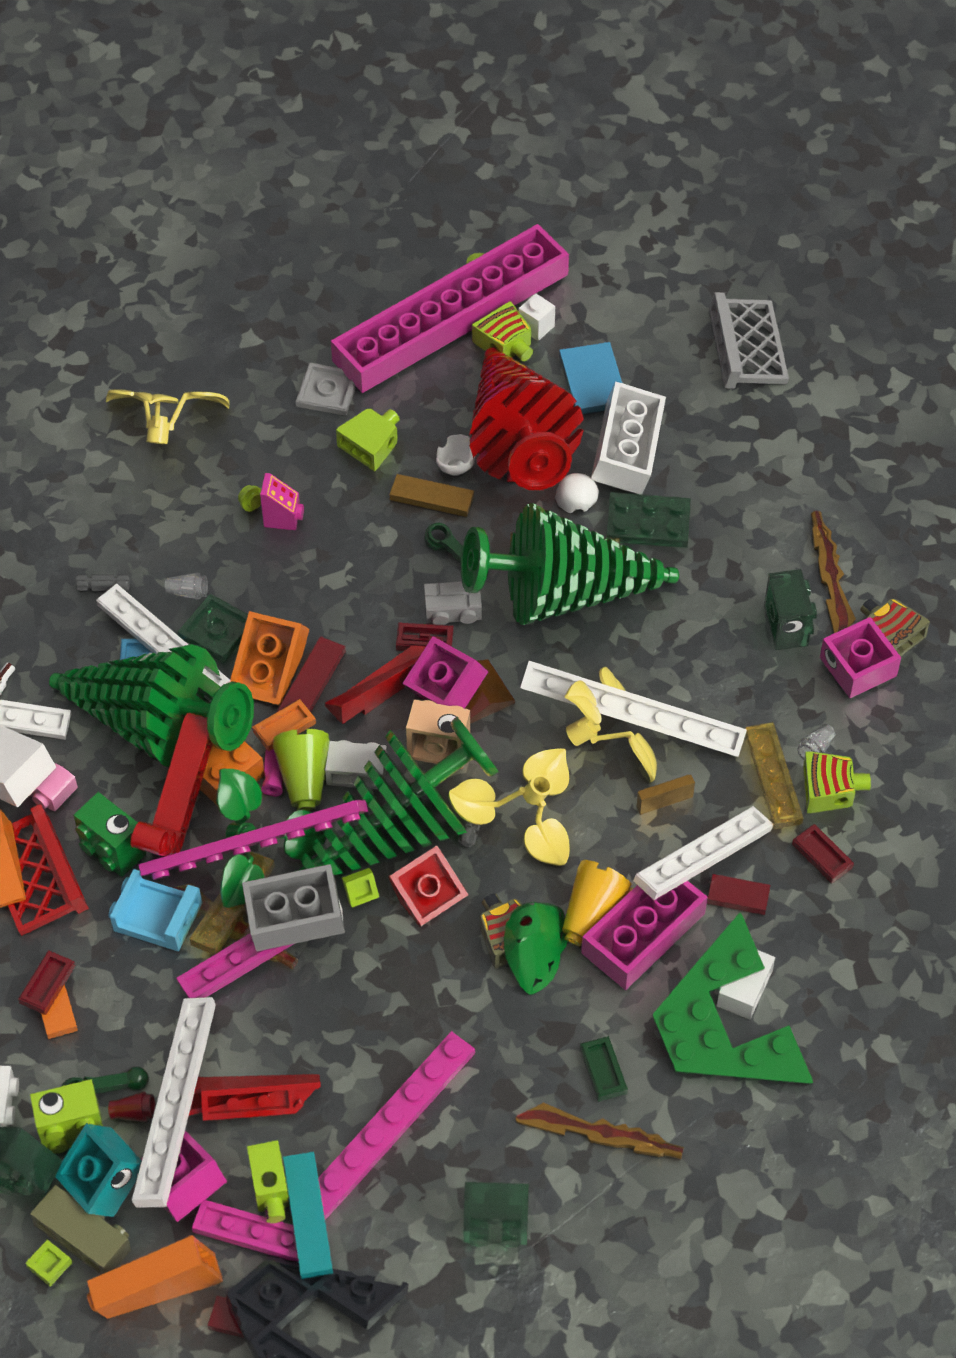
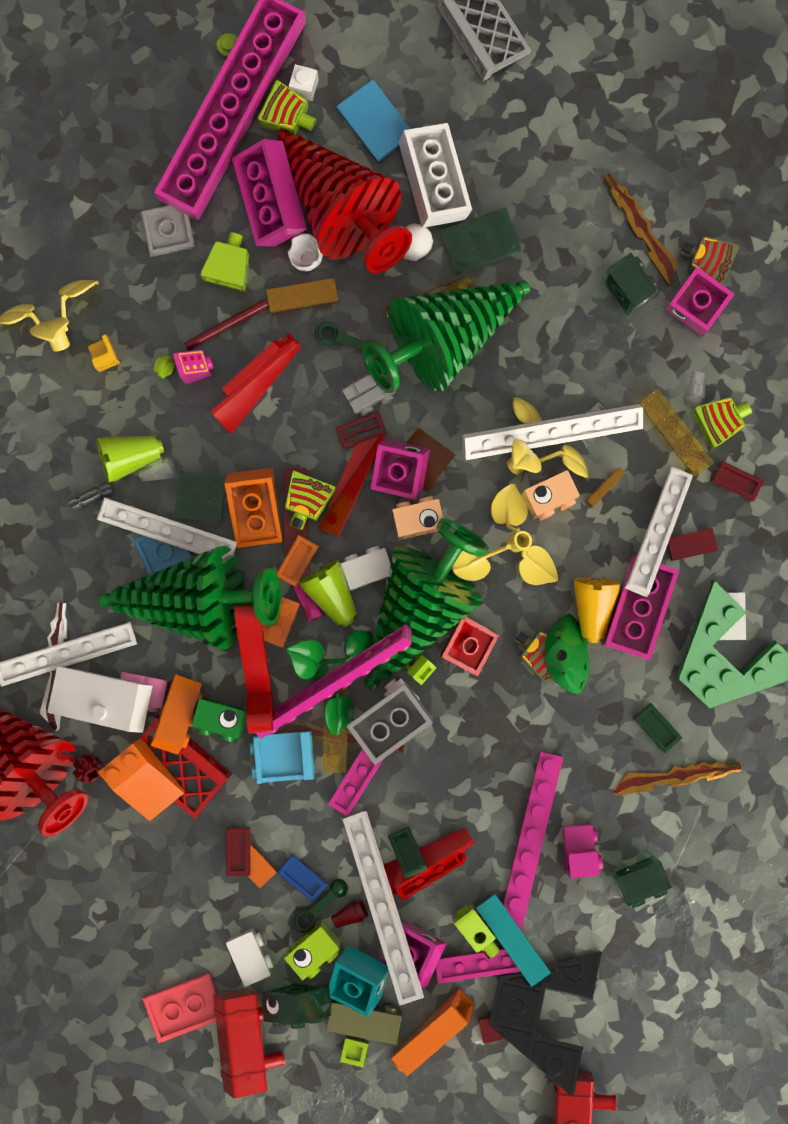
camera: 25 degrees left, 30 degrees up
(53, 812) = (177, 715): none -> orange brick
(102, 1047) = (302, 878): none -> blue tile
(164, 554) = (127, 454): none -> lime cone
(196, 467) = (103, 354): none -> yellow panel
(237, 1066) = (407, 852): none -> dark green tile
(330, 667) = (307, 498): none -> torso
(334, 547) = (253, 382): none -> red wedge
(346, 489) = (225, 325): none -> dark red bar
(440, 1153) = (579, 850): none -> dark pink brick
(447, 388) = (269, 193): none -> dark pink brick
(598, 769) = (550, 495): none -> light nougat brick

